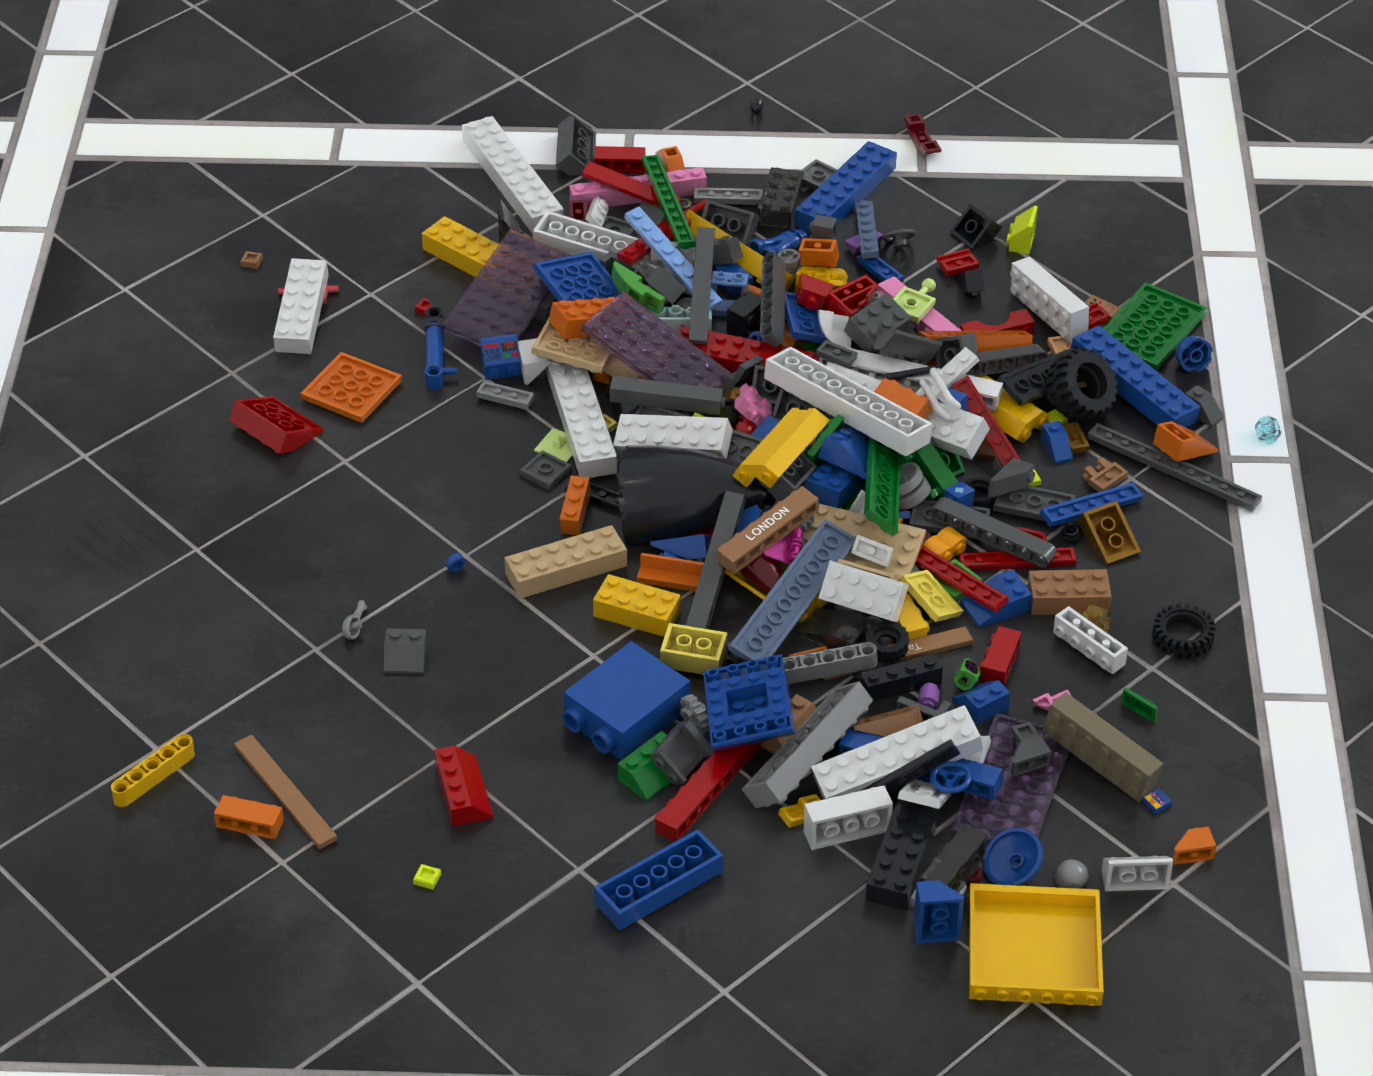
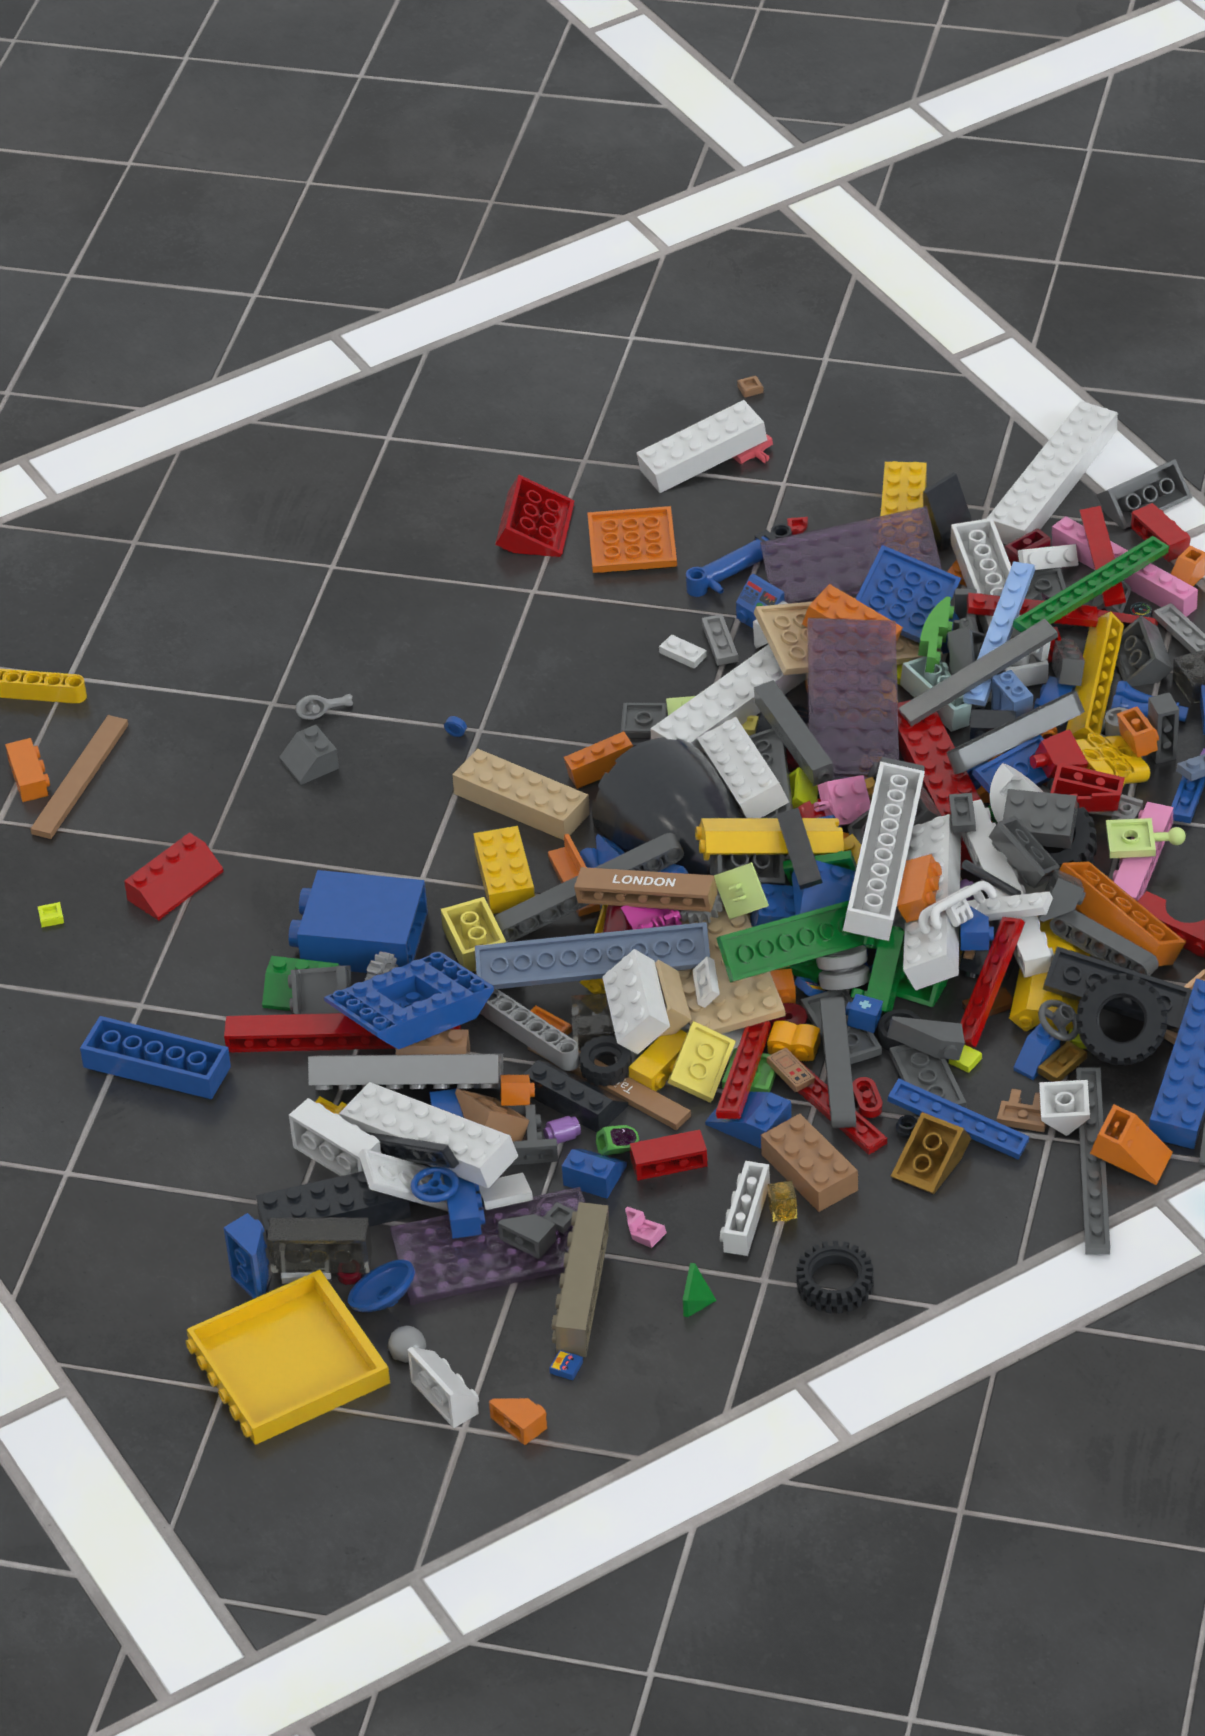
camera: 60 degrees right, 0 degrees up
(494, 419) = (682, 651): none -> white plate
(819, 482) = (740, 891): none -> yellowish green piece
(820, 432) = (799, 848): none -> black tile
(882, 696) = (516, 1090): none -> orange brick
(975, 558) = (790, 1069): none -> medium nougat tile
(1054, 412) = (1061, 1018): none -> dark grey piece
(1123, 449) = (1064, 1104): none -> white slope

